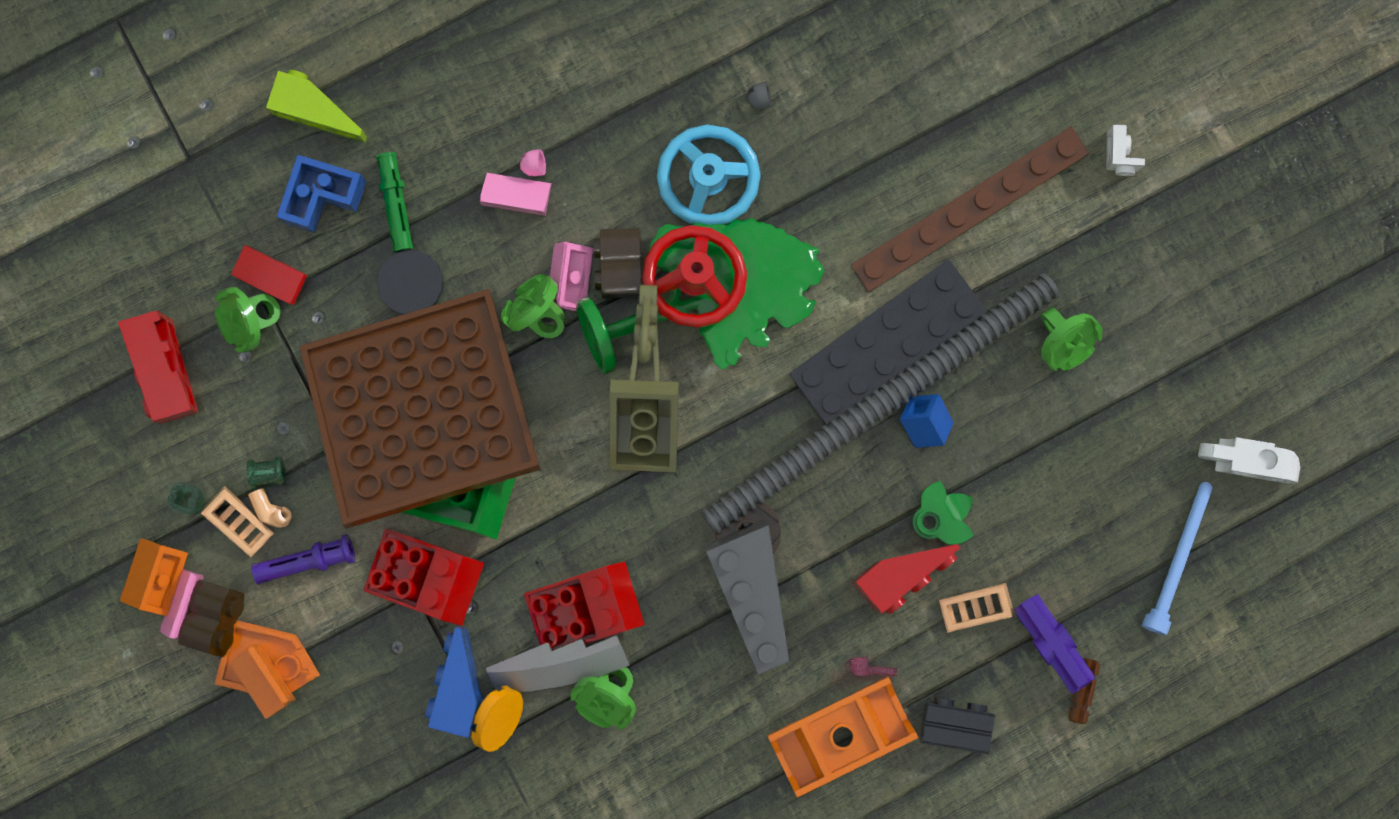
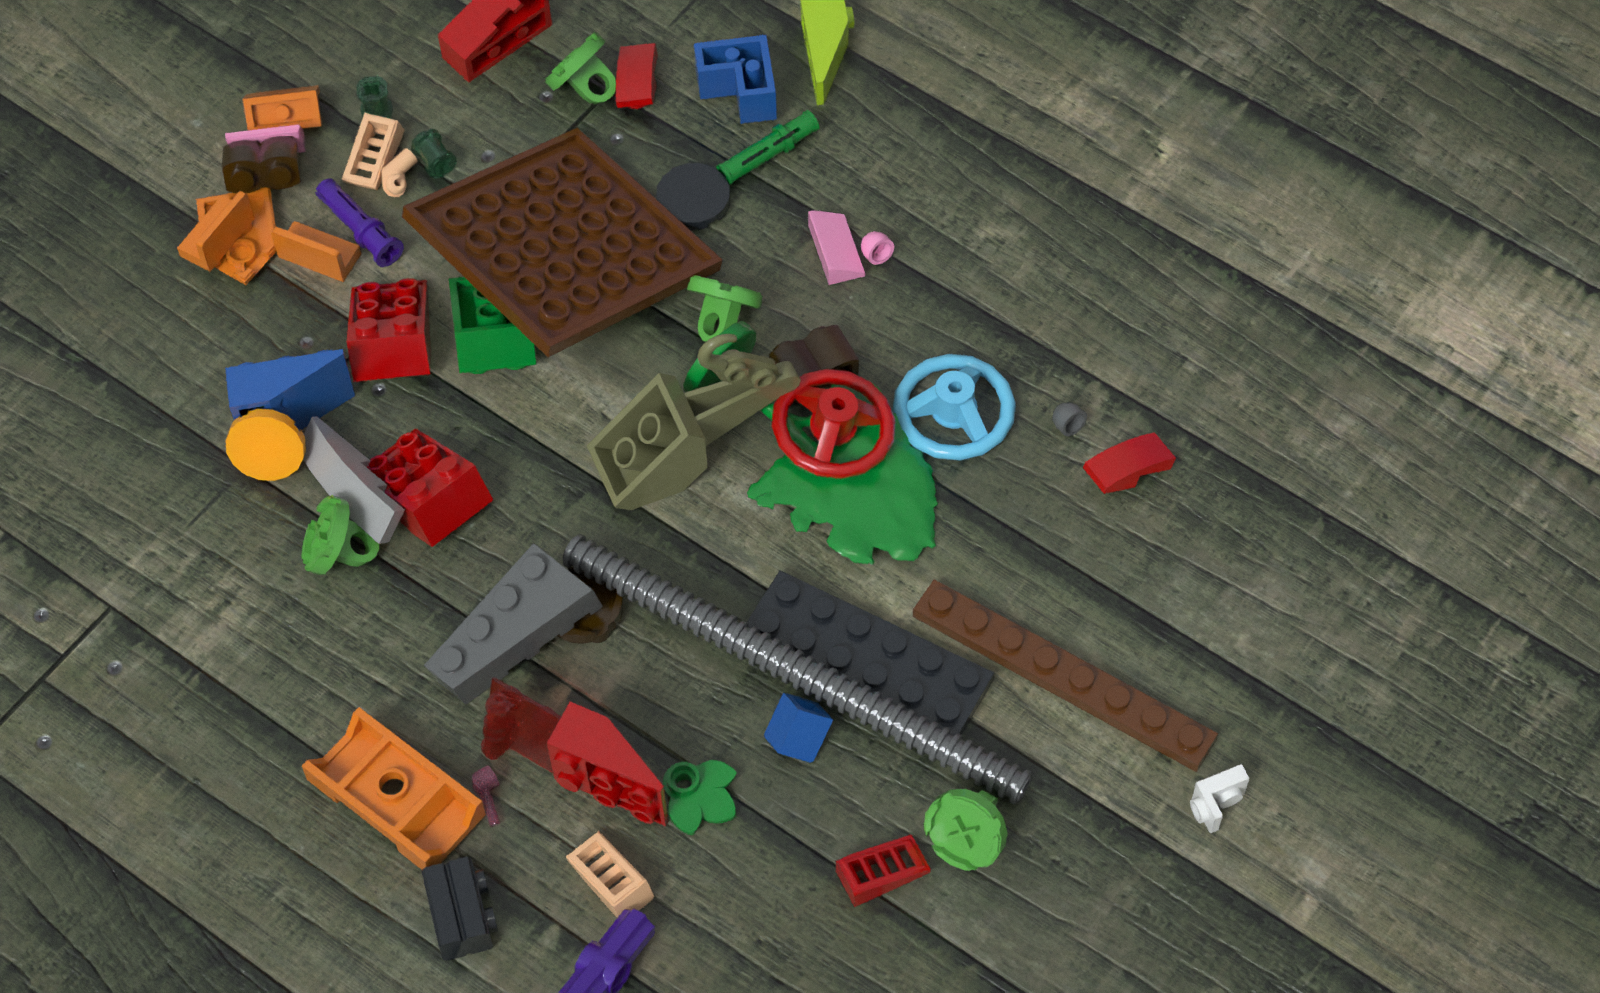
camera: 65 degrees right, 25 degrees down
(314, 604) = (316, 250): none -> orange panel
(571, 272) = (781, 326): bright pink slope -> none
(823, 72) = (1124, 463): none -> red slope
(827, 628) = (517, 724): none -> clear red hinge
(1051, 437) = (874, 887): none -> red slope

